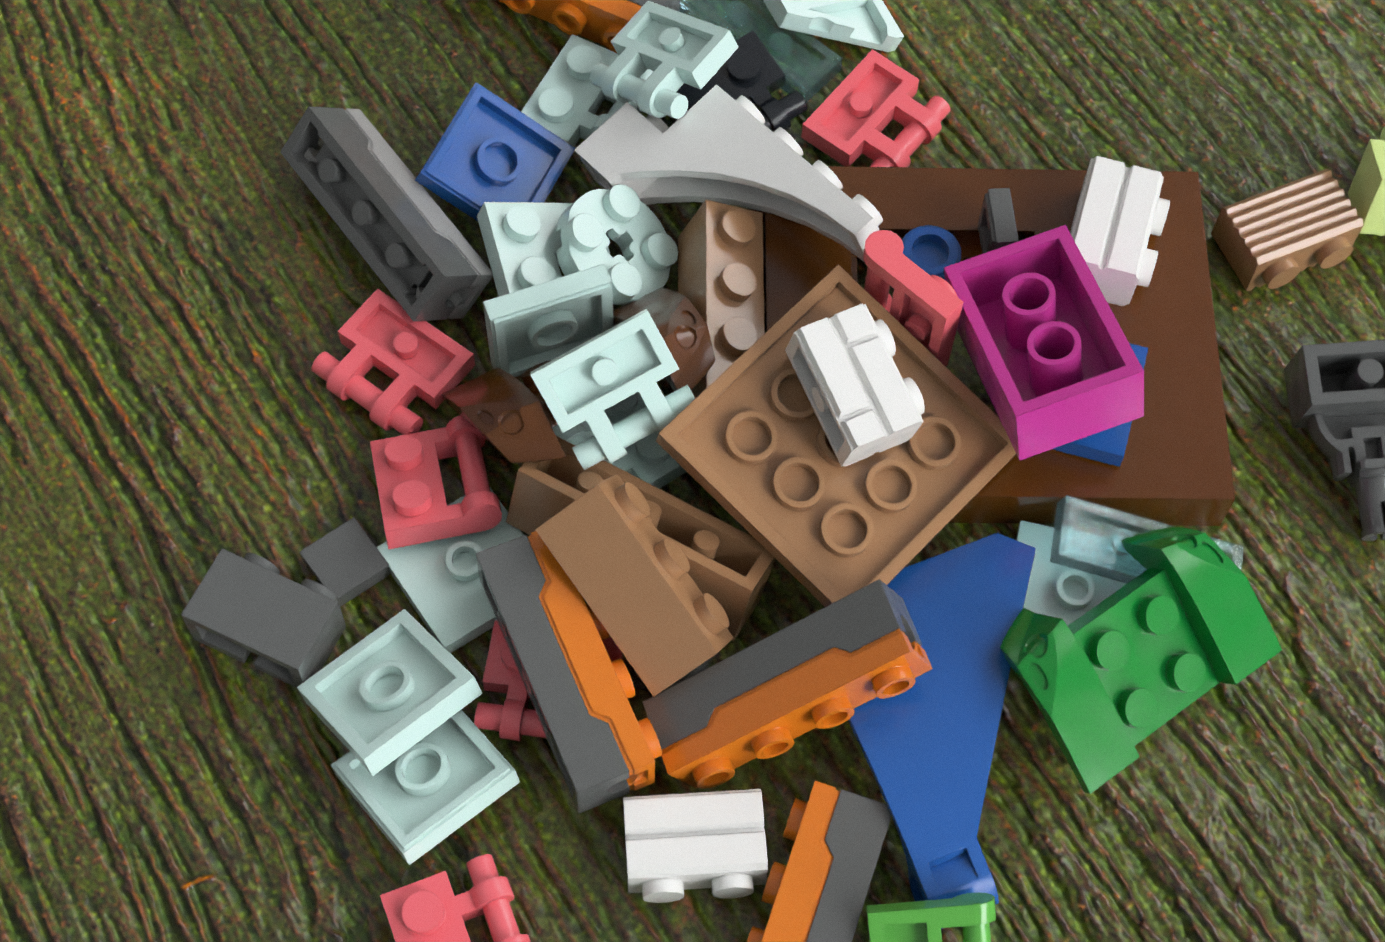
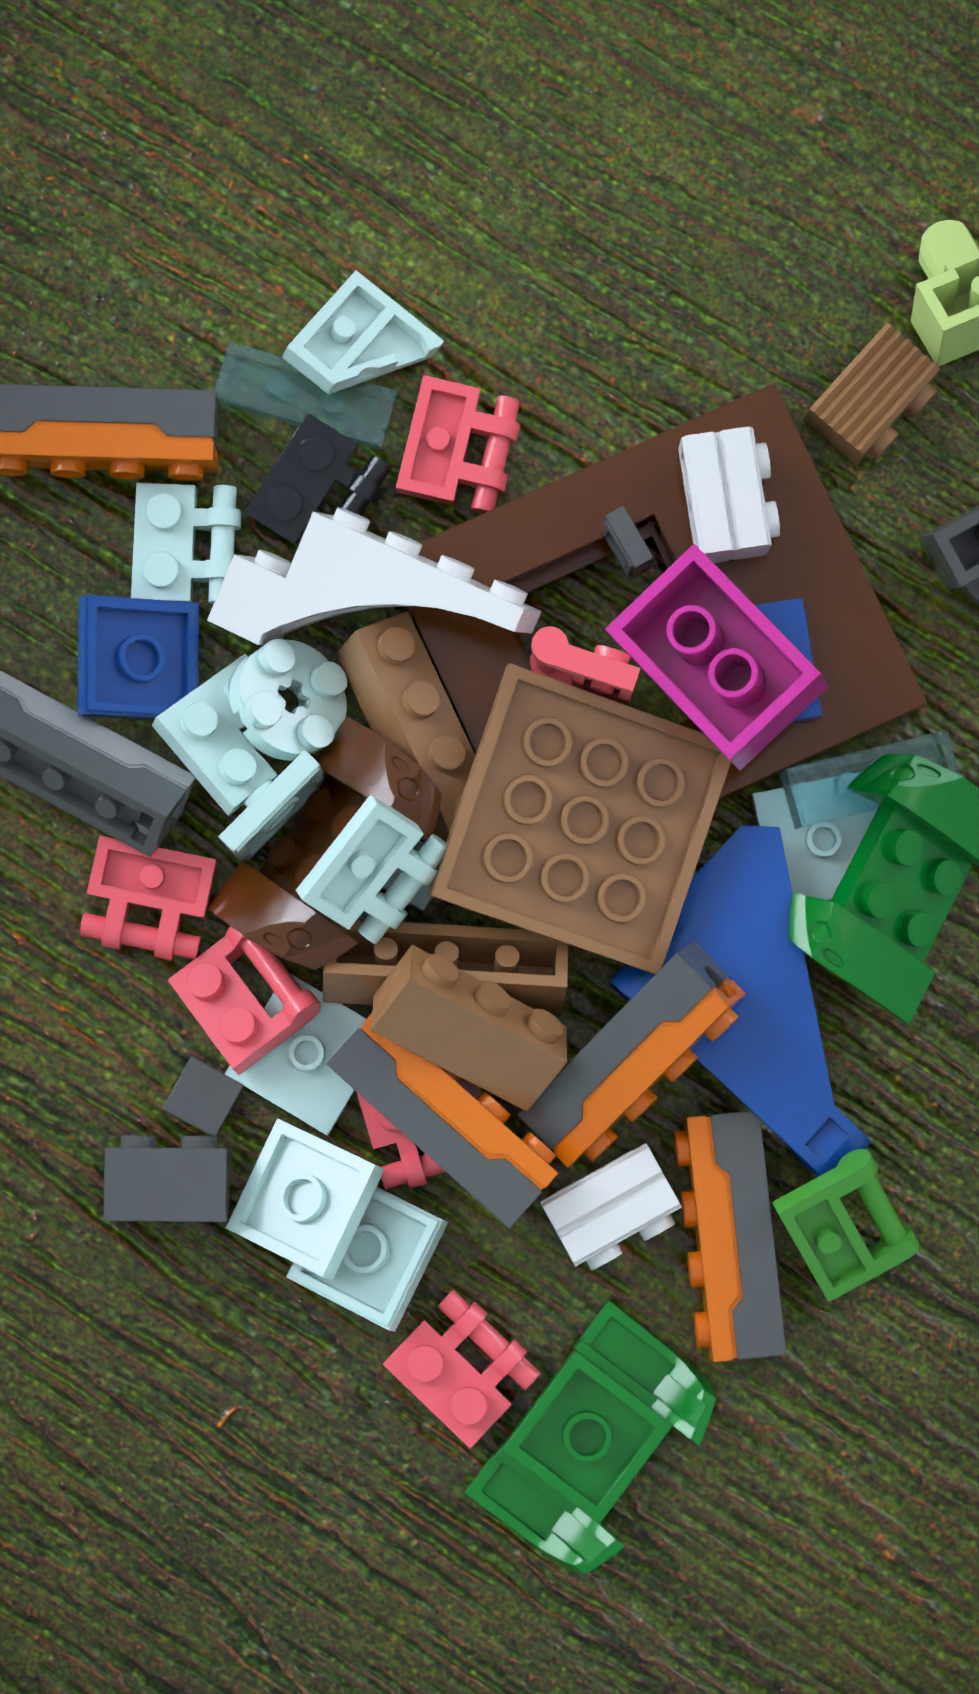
camera: 25 degrees left, 20 degrees up
(672, 46) = (254, 483): light aqua plate -> none
(855, 384) = (579, 778): white brick -> none
(932, 249) = (574, 589): blue tile -> none

